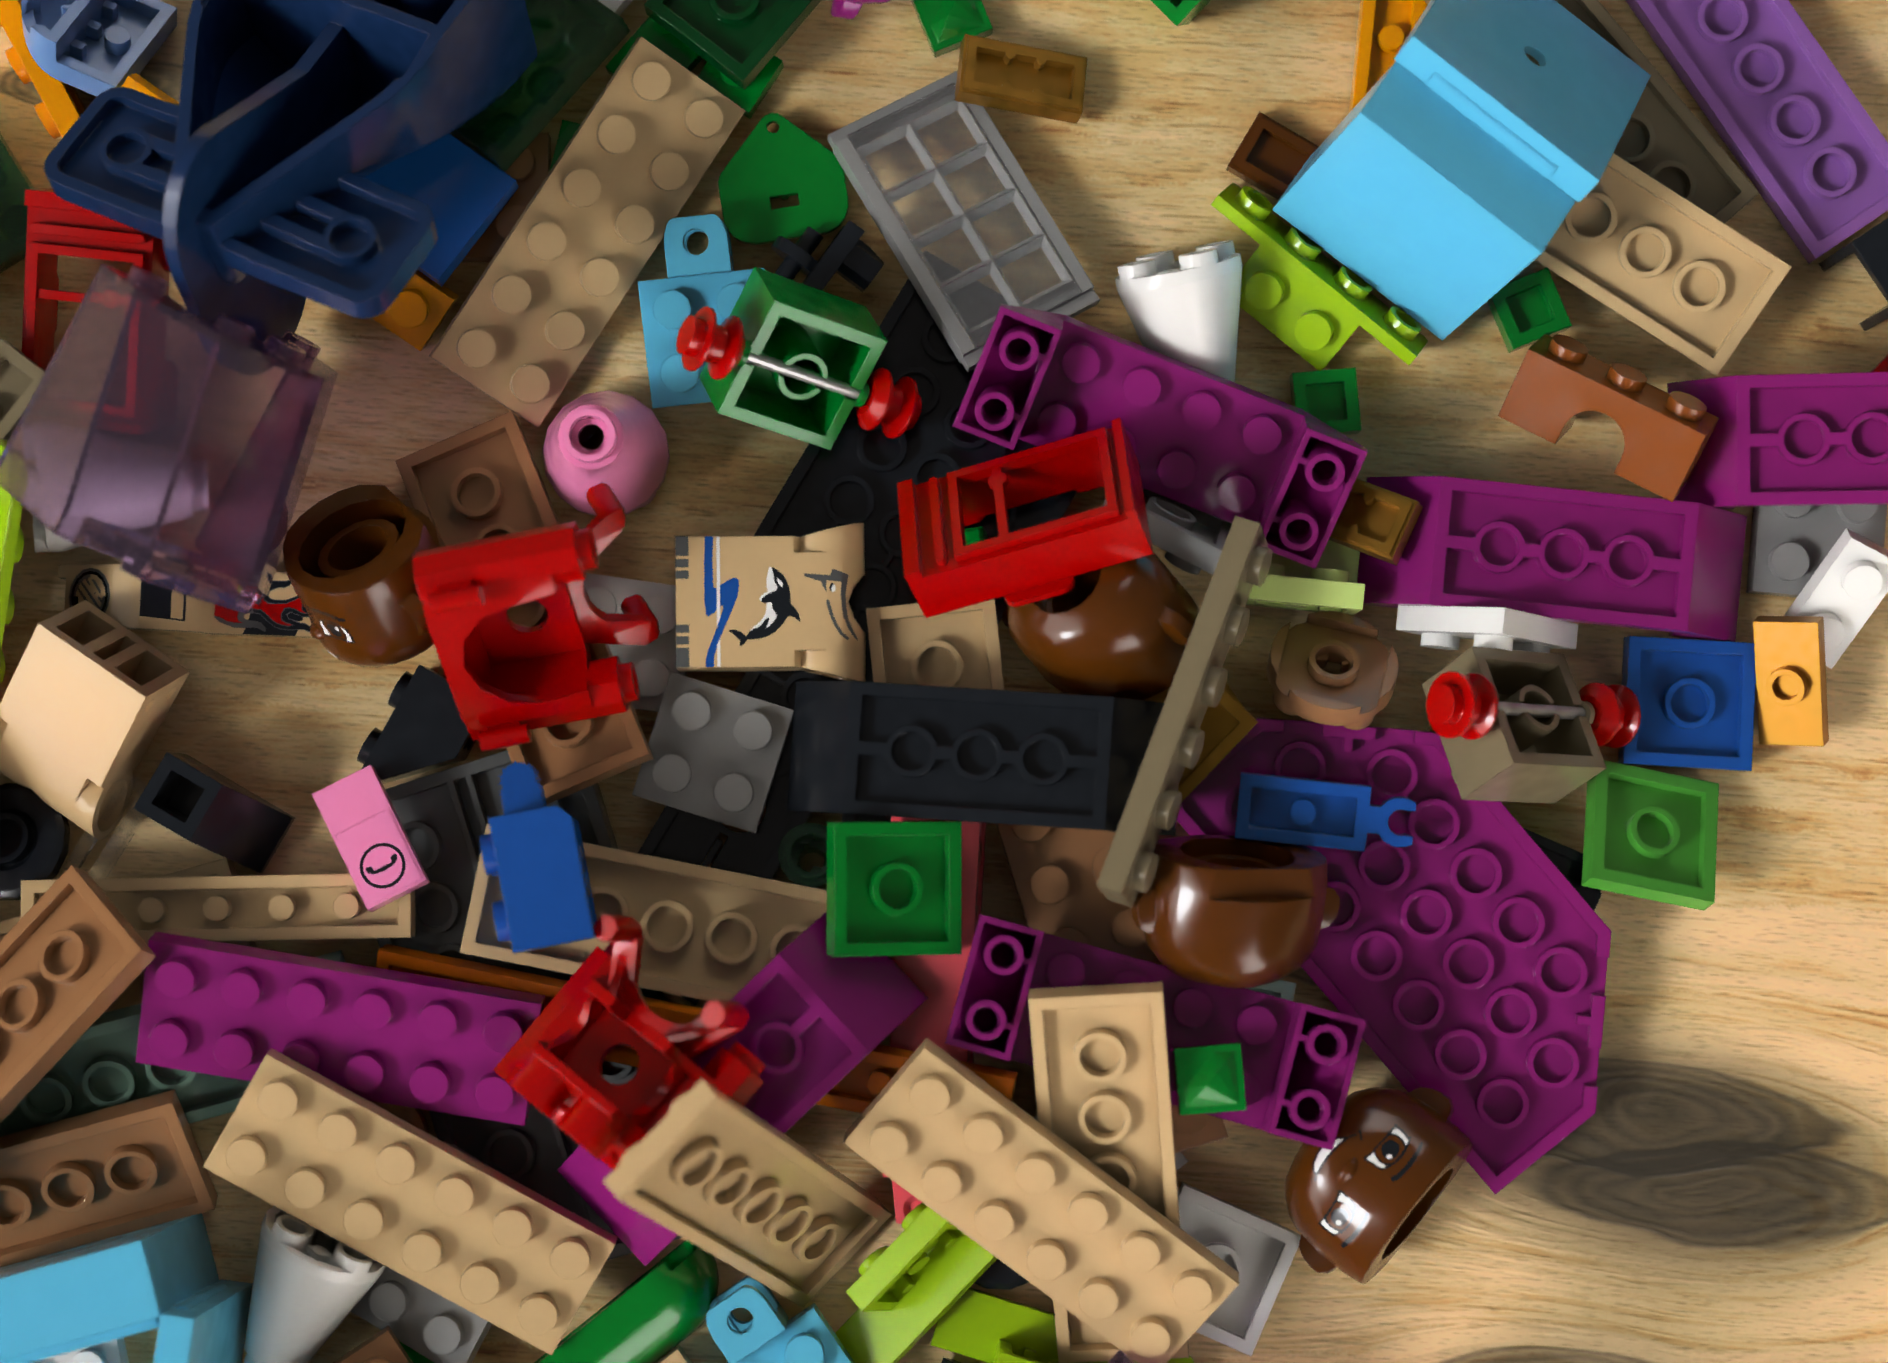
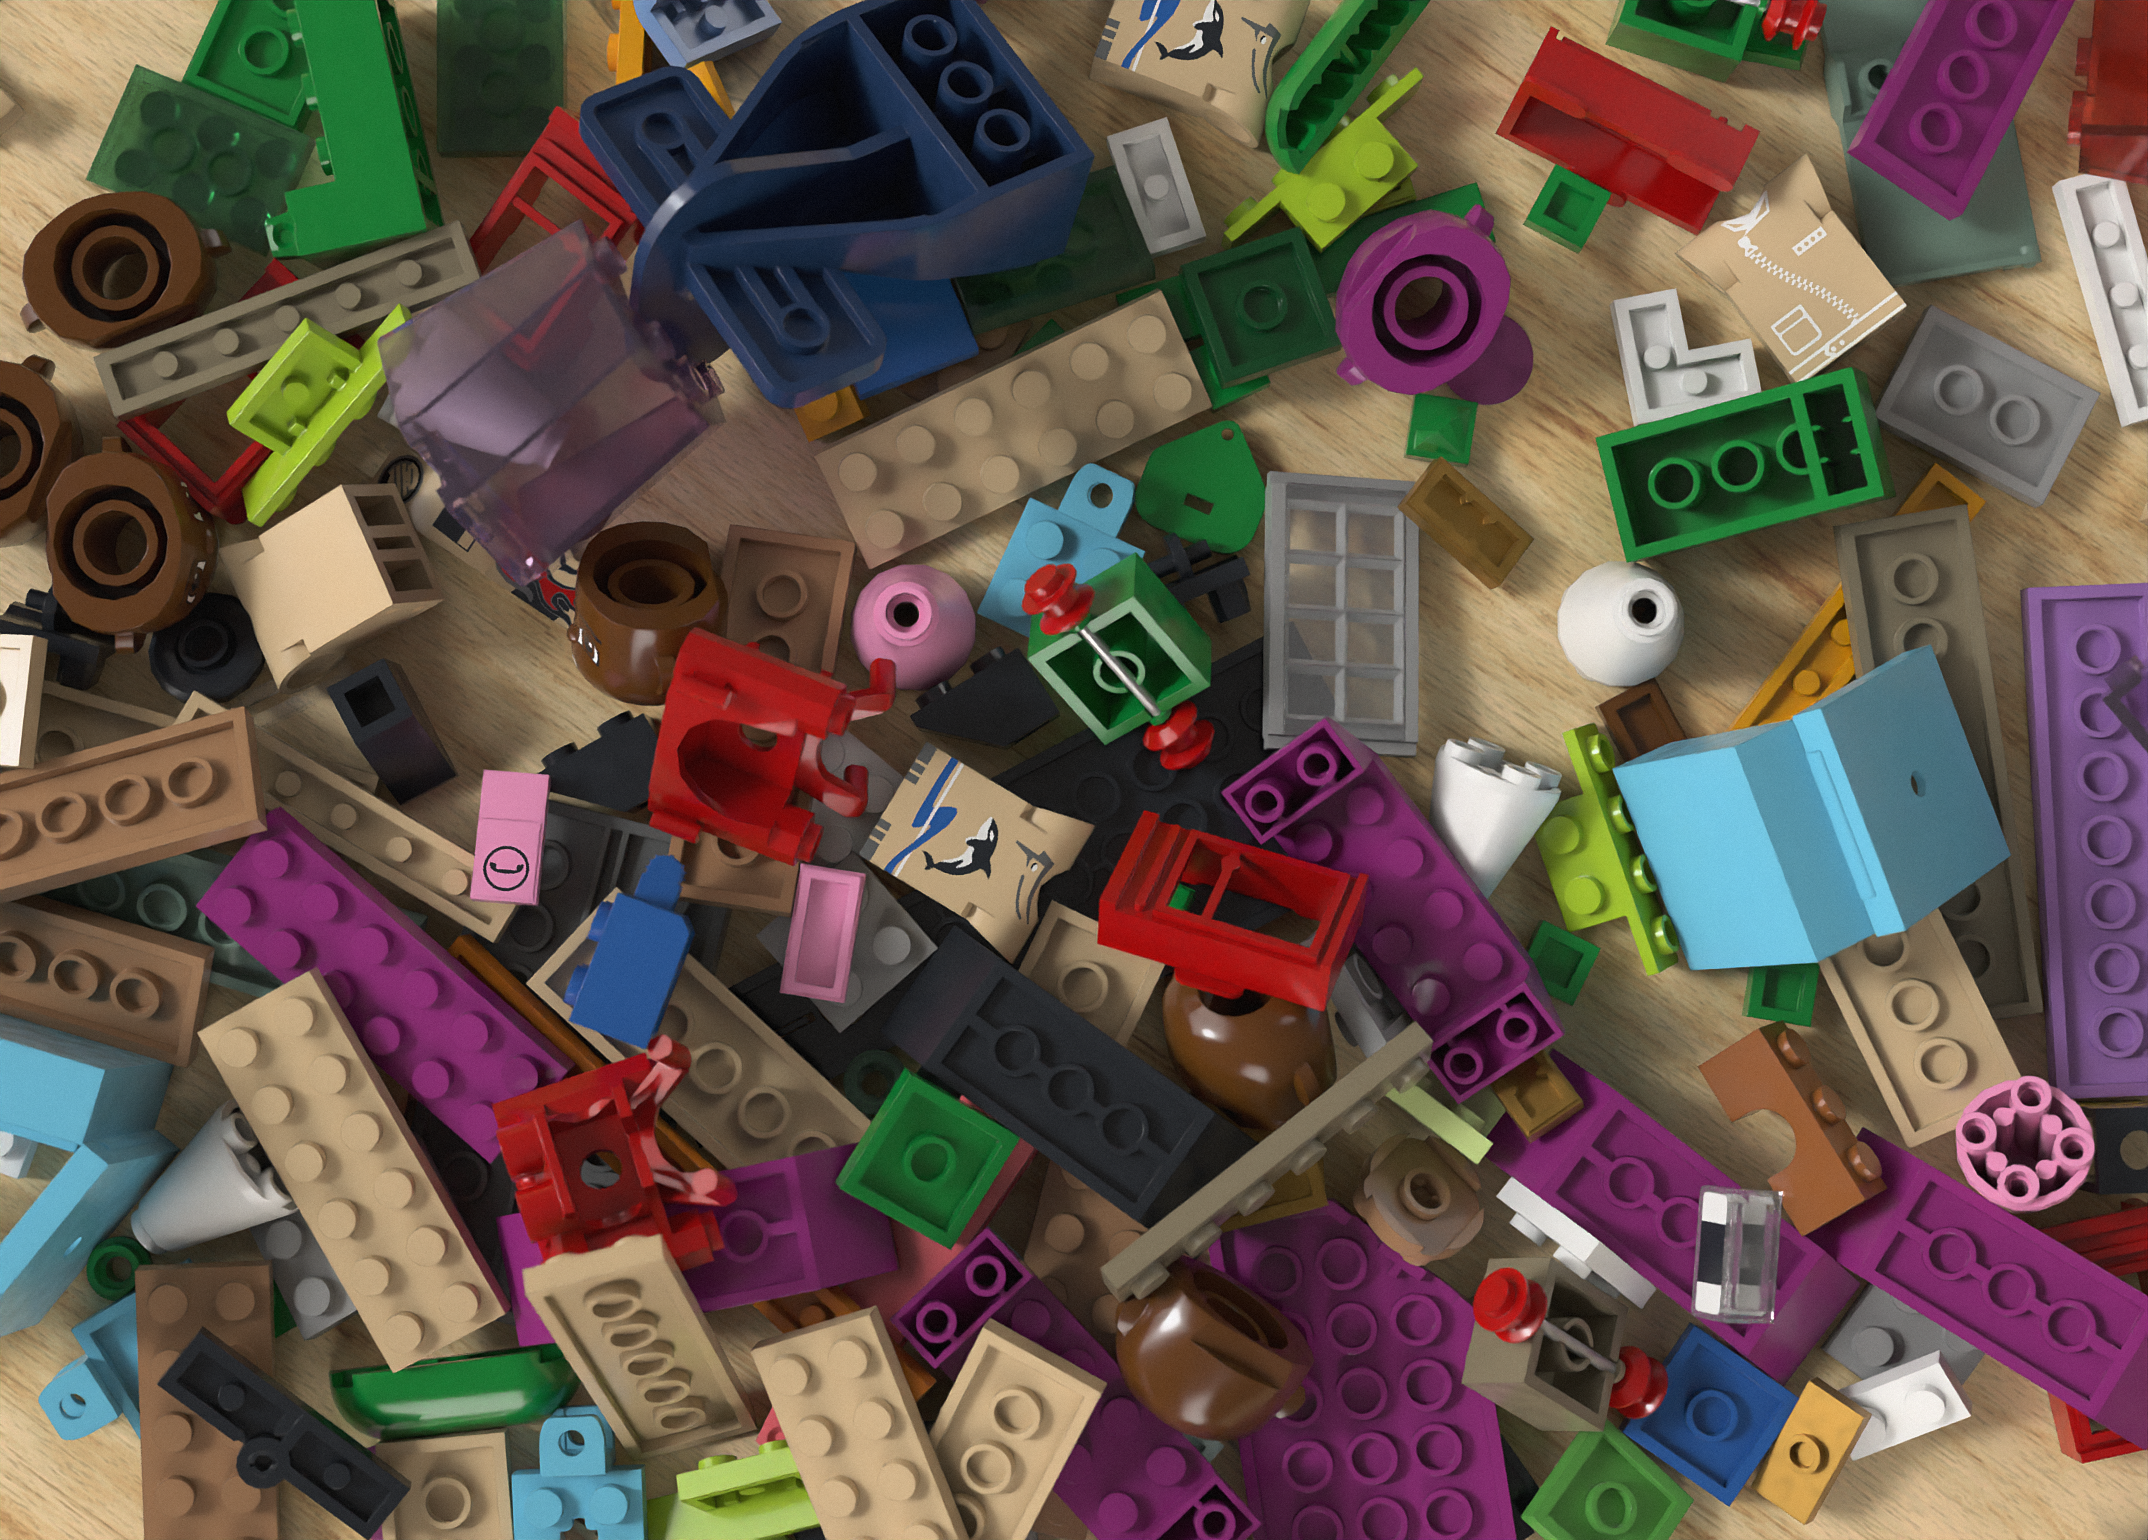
camera: 30 degrees right, 0 degrees up
(687, 755) = (823, 933): none -> bright pink tile
(715, 480) = (992, 707): none -> black slope
(1200, 100) = (1602, 633): none -> white cone
(1209, 1078) = (1097, 1489): green tile -> none
(1315, 812) = (1330, 1313): blue plate -> none
(1627, 550) = (1736, 1254): none -> clear slope
(1811, 308) = (2024, 1145): none -> bright pink cone

